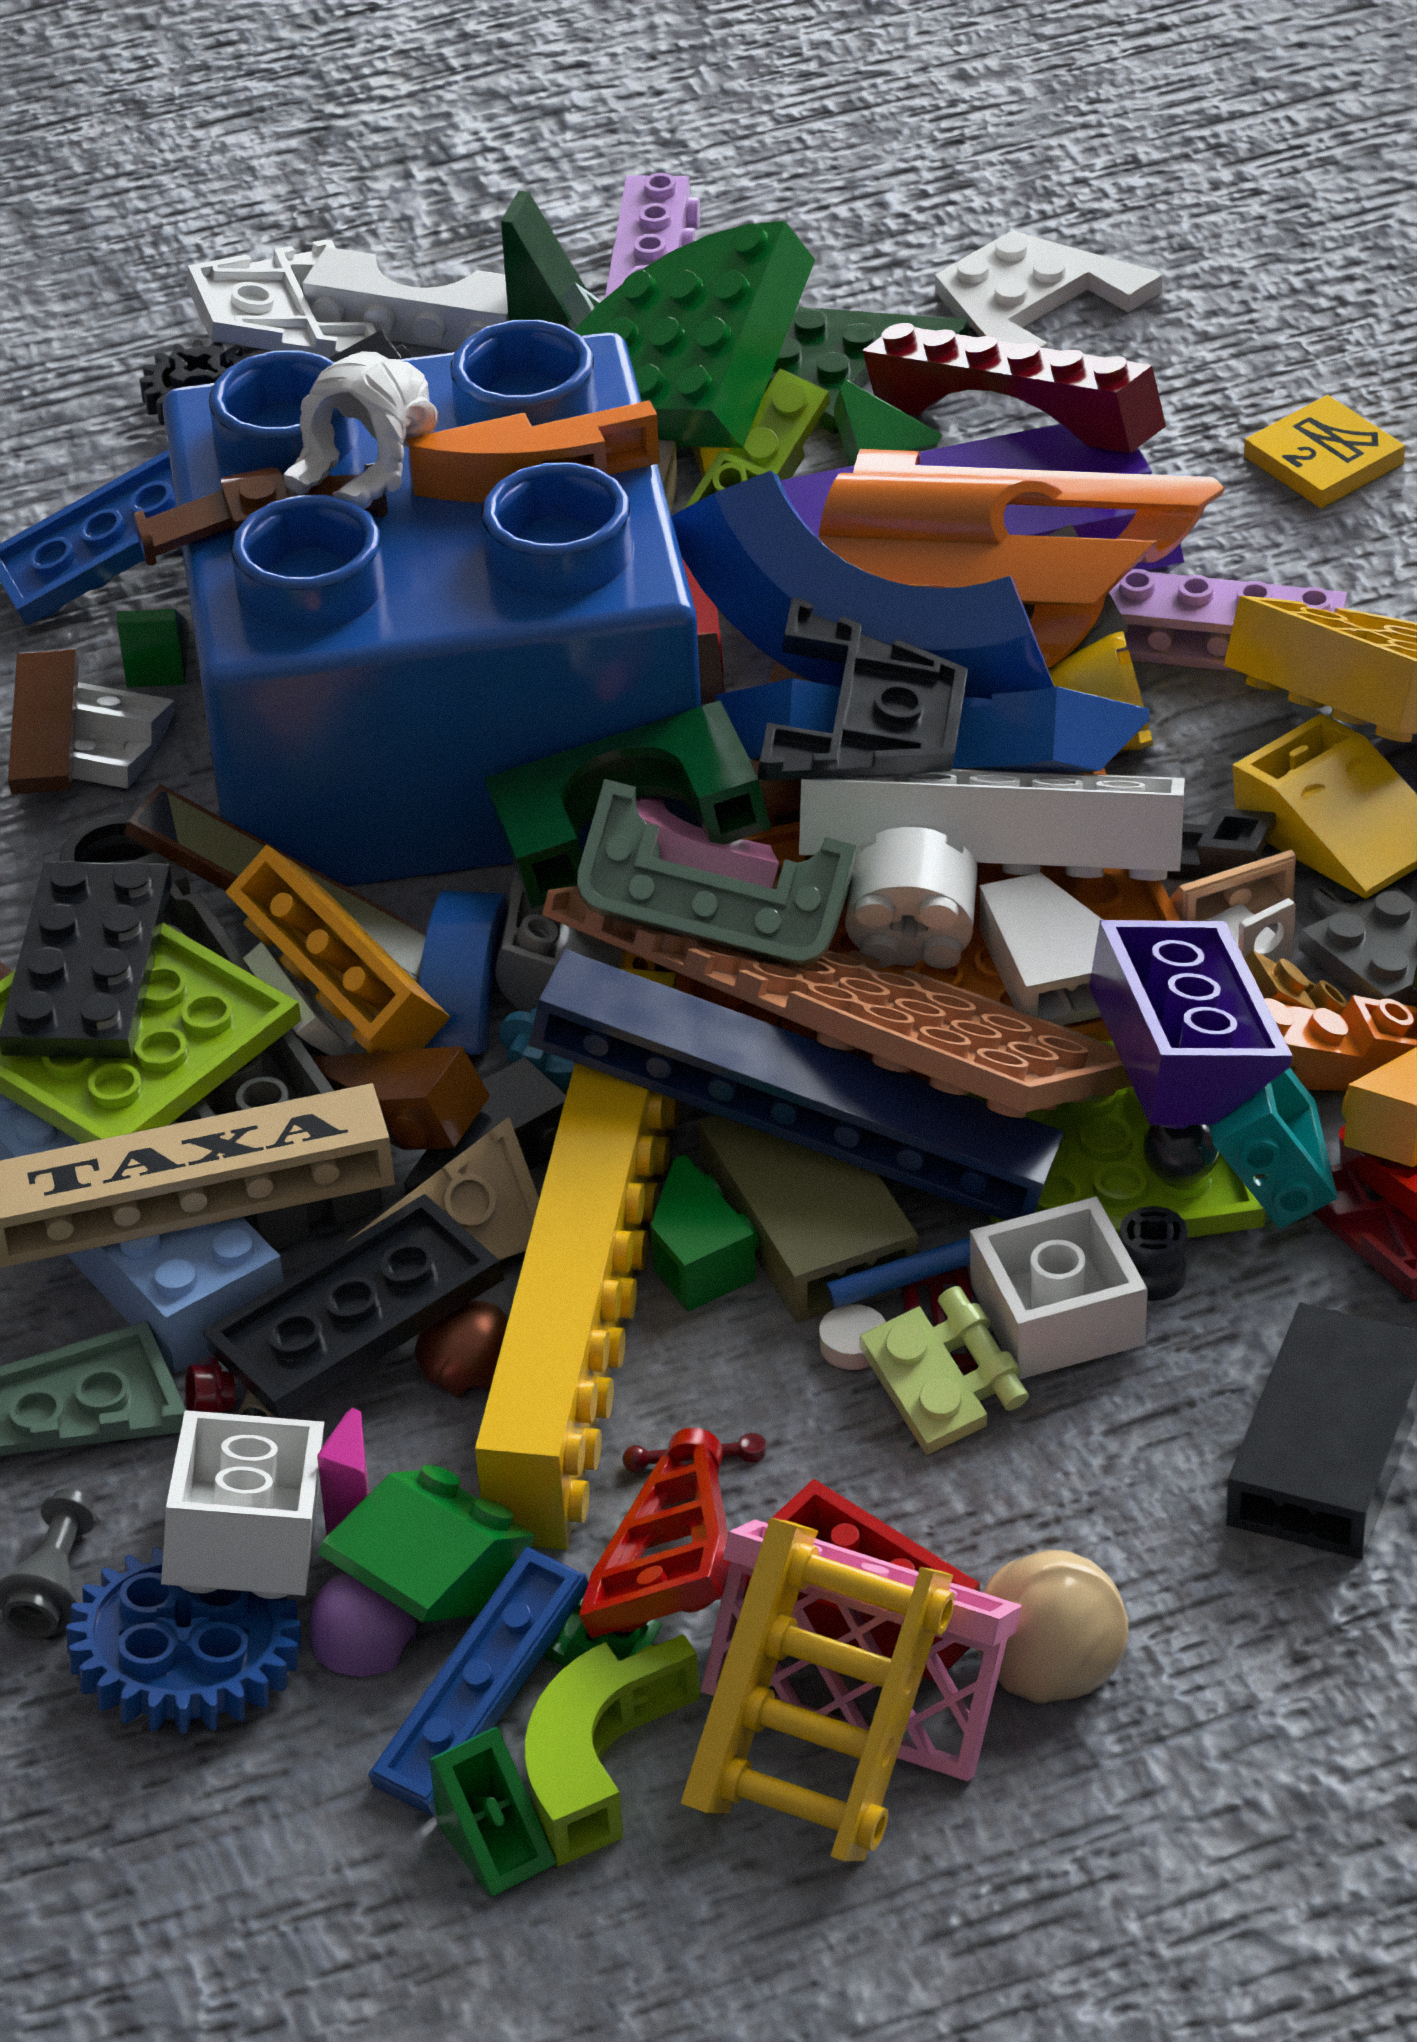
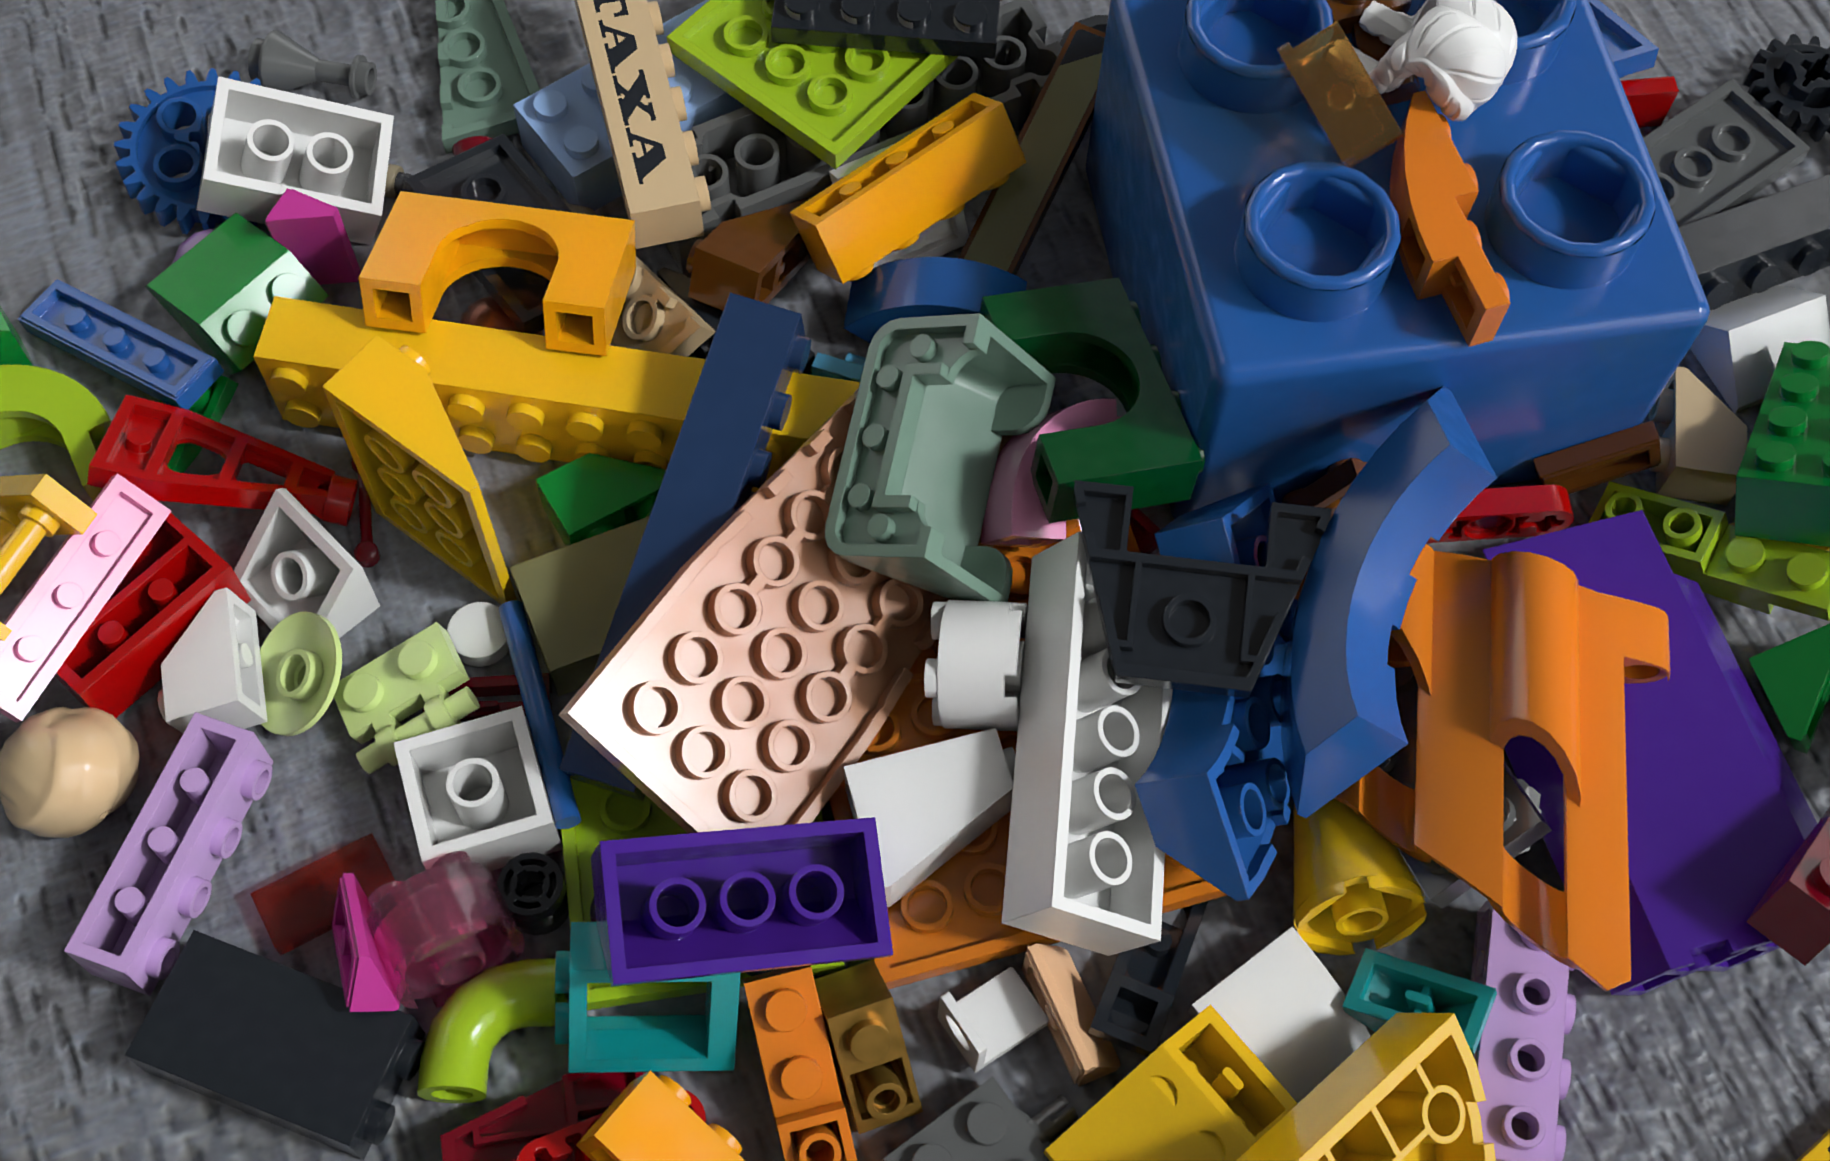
camera: 85 degrees right, 20 degrees up
(418, 486) = (1340, 95): none -> clear orange panel
(432, 1188) = (442, 238): none -> light orange arch
(716, 1284) = (416, 461): none -> yellow slope
(789, 1444) = (300, 568): none -> white slope
(936, 1511) = (215, 667): none -> white slope
(953, 1451) = (299, 672): none -> yellowish green dish
(1141, 1519) = (172, 855): none -> lavender brick
(1160, 1431) = (304, 901): none -> clear red tile
(1197, 675) = (1394, 985): none -> teal slope
(1203, 754) = (1288, 1013): none -> white slope
(1209, 1293) = (441, 928): none -> clear pink brick
(1230, 1347) = (360, 965): none -> dark pink slope
(1275, 1276) = (475, 1020): none -> lime cylinder

